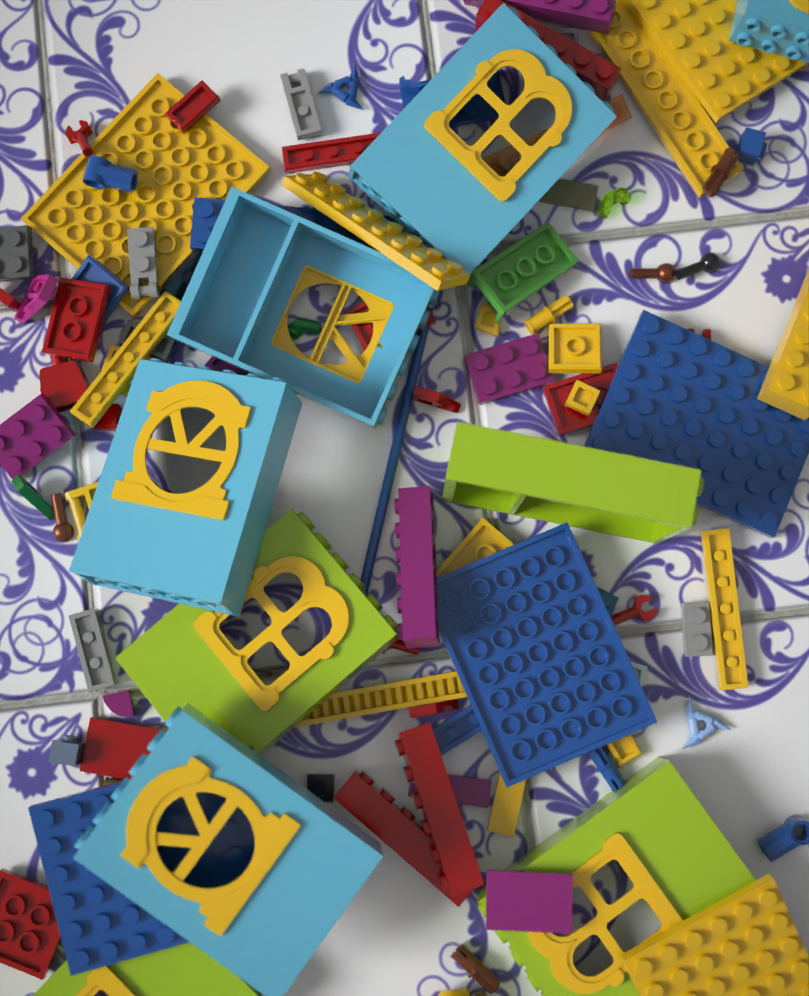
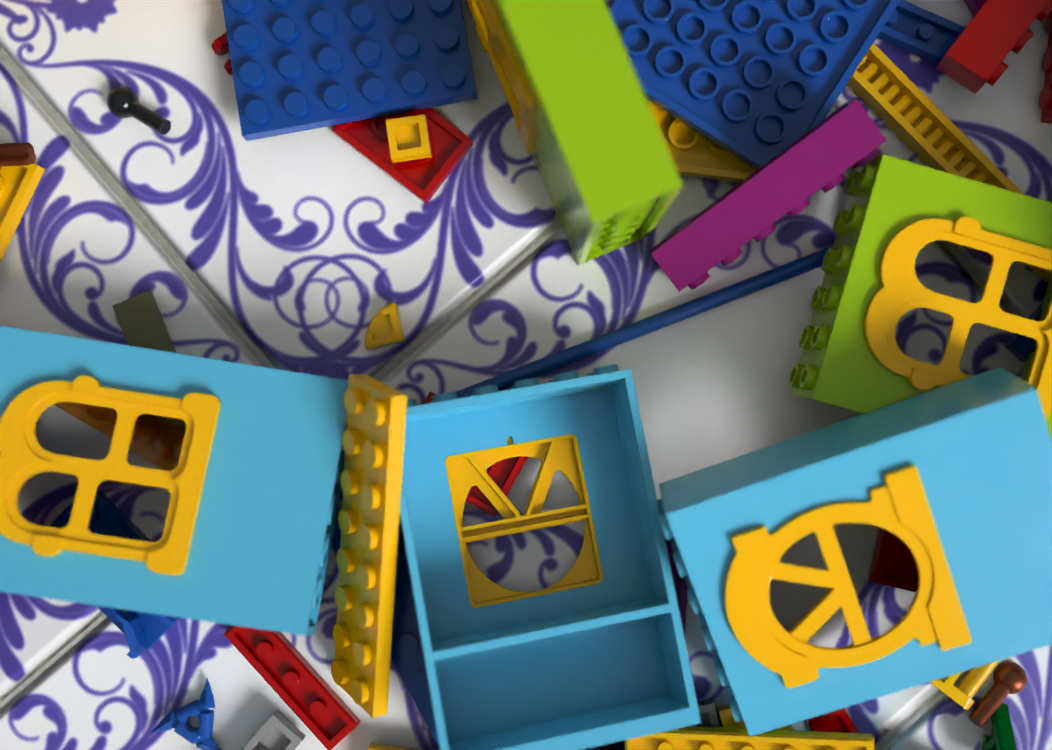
camera: 125 degrees left, 5 degrees up
(303, 325) = (549, 560): green arm -> none
(433, 708) = (919, 74): red tile -> none
(435, 399) = (530, 324): red tile -> none
(508, 369) = (428, 261): magenta plate -> none
(523, 269) = (288, 322): bright green plate -> none
(548, 314) = (325, 256): yellow axle -> none
(575, 348) = (348, 194): yellow tile -> none
(611, 198) = (109, 270): clear neon green arm -> none
(664, 273) = (175, 150): copper bar -> none

